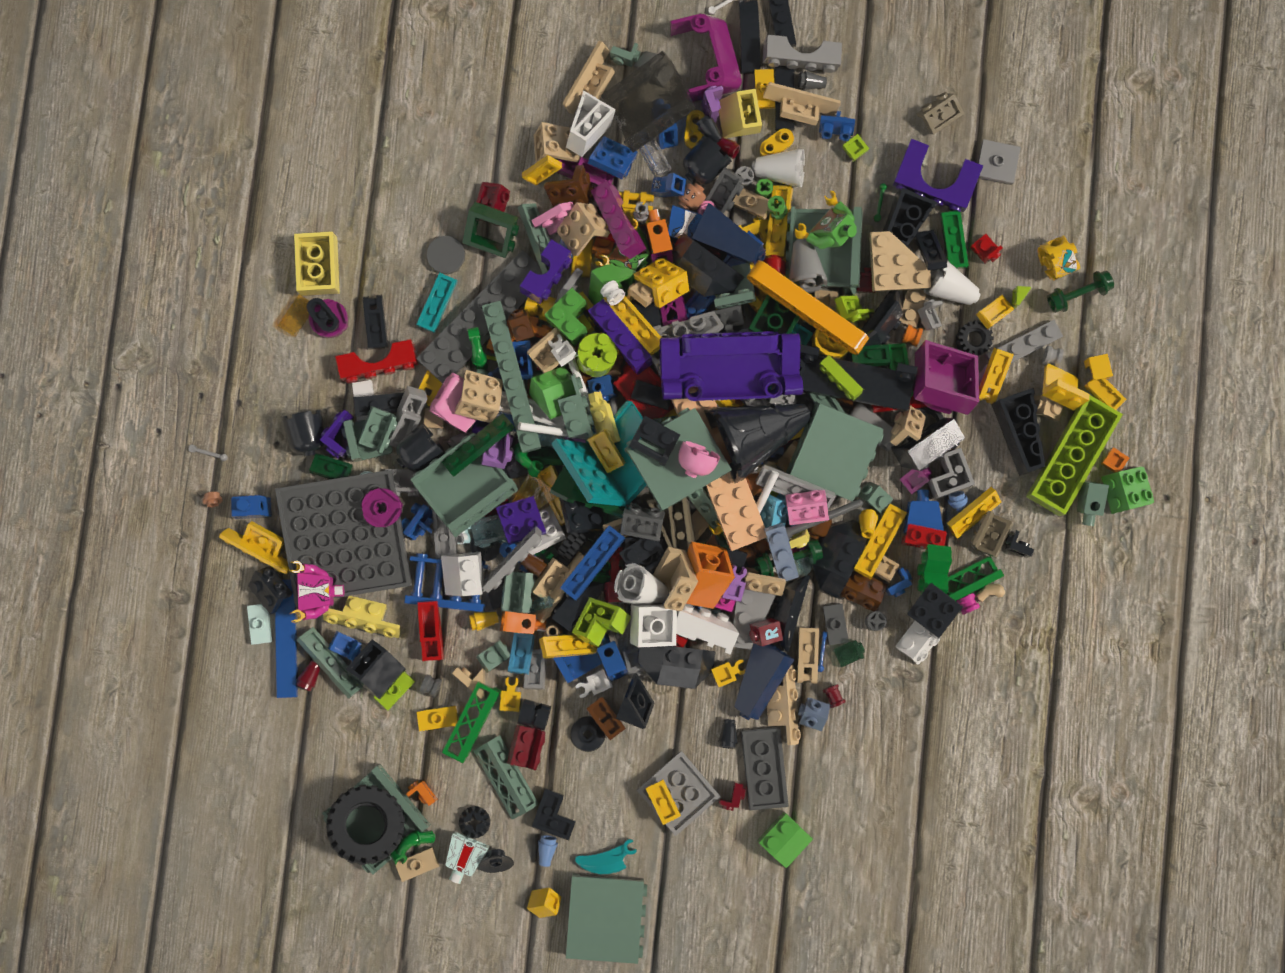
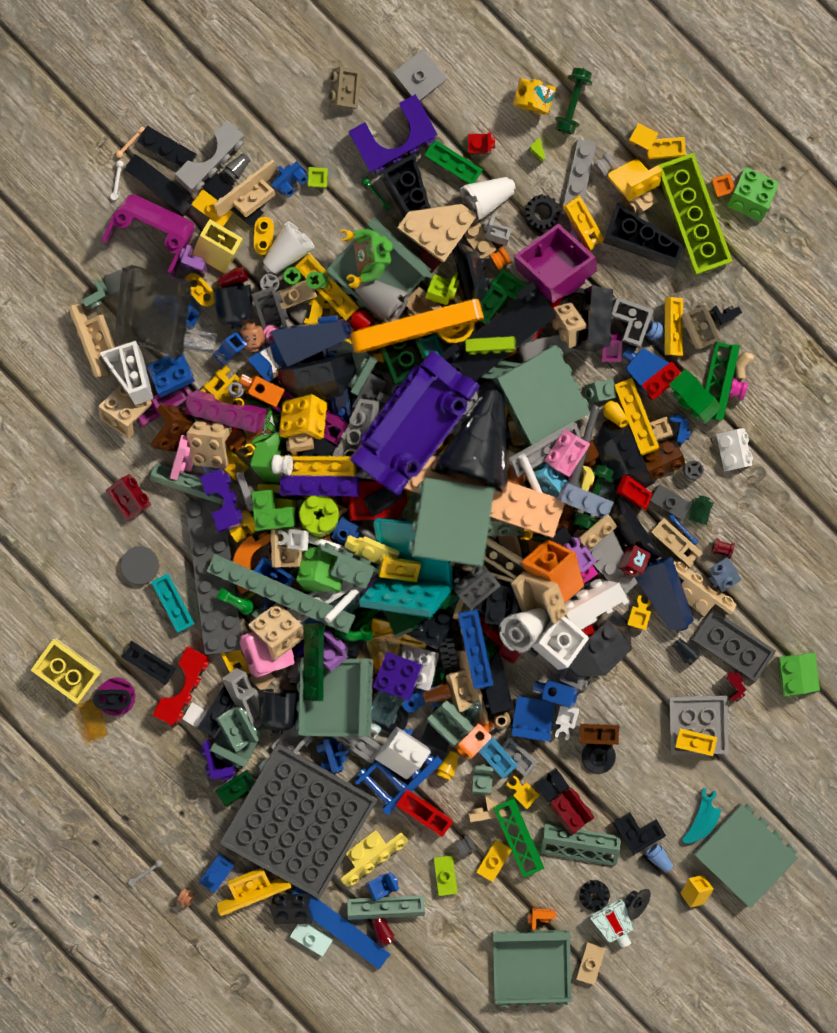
camera: 50 degrees left, 5 degrees up
(304, 432) = (192, 785): black cylinder -> none
(314, 591) = (323, 875): dark pink torso -> none
(355, 798) = (531, 951): black tyre -> none
(375, 669) = (420, 877): black slope -> none
(381, 496) = (295, 782): magenta plate -> none
(413, 839) = (570, 951): green piece -> none
(494, 216) = (145, 505): dark green window -> none
(507, 566) = (424, 714): light grey plate -> none
(521, 324) = (246, 553): reddish brown bracket -> none
(541, 170) = (136, 437): yellow plate -> none
(565, 646) = (522, 718): yellow plate -> none
(597, 619) = (521, 679): lime brick -> none
(636, 704) = (607, 702): black slope -> none
(657, 435) = (422, 524): black plate -> none
(697, 459) = (467, 509): bright pink cylinder -> none
(709, 129) = (211, 280): black cone -> none
(819, 588) = (634, 492): none -> red plate
(931, 250) = (447, 190): black plate -> none
(934, 610) = (722, 422): black bracket -> none
(994, 311) = (534, 179): yellow tile -> none
(1092, 493) = (733, 224): sand green torso -> none

